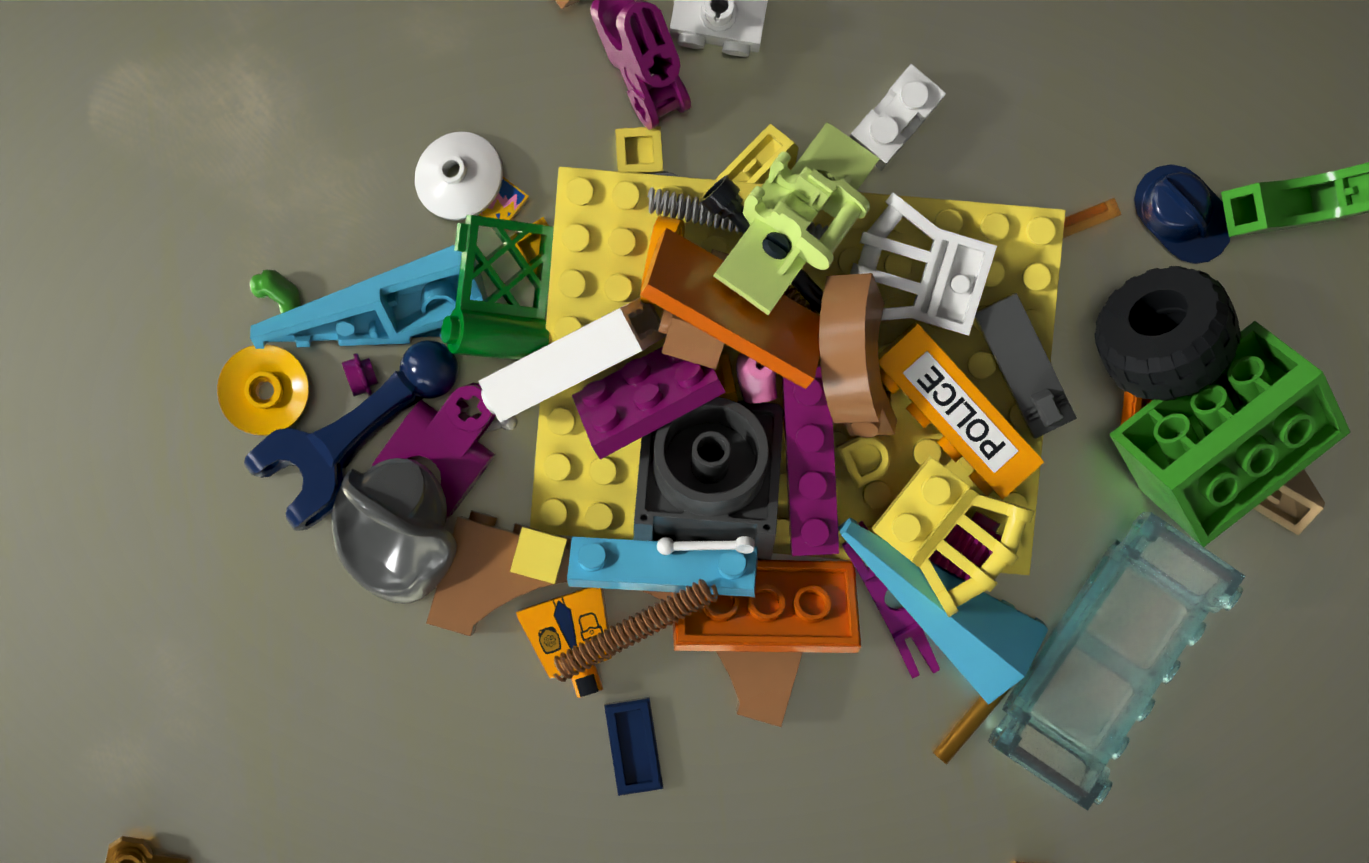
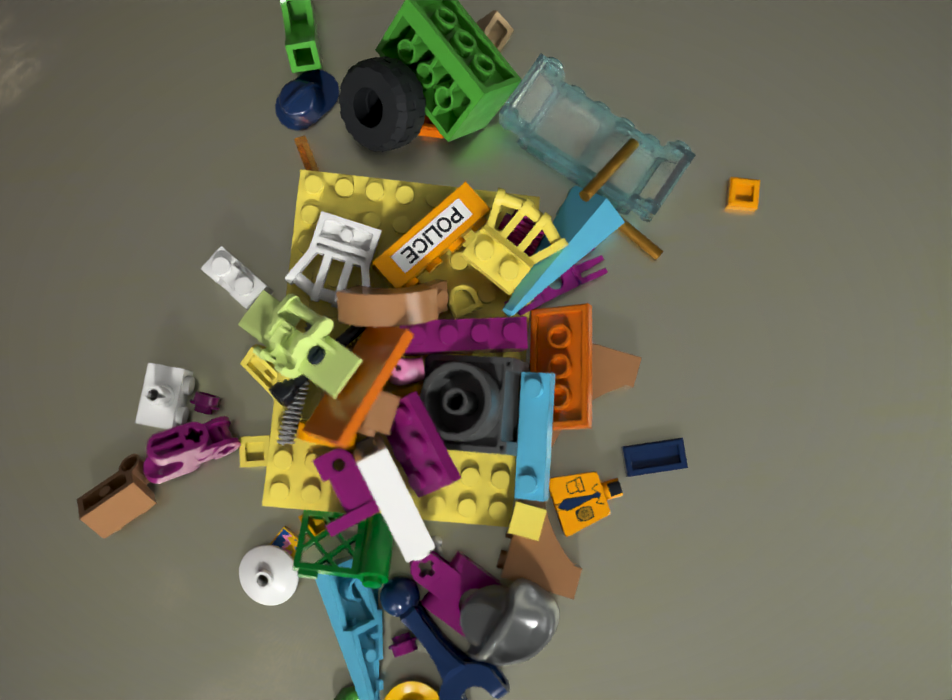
camera: 90 degrees left, 5 degrees down
(583, 296) = (349, 488): none -> magenta piece
(627, 629) = (577, 459): medium nougat piece -> none
(710, 74) = (205, 402): none -> magenta plate
(742, 545) = (520, 381): white hinge -> none
(1024, 365) = (402, 195): dark grey hinge -> none
(1069, 680) = (608, 170): none -> pearl gold bar

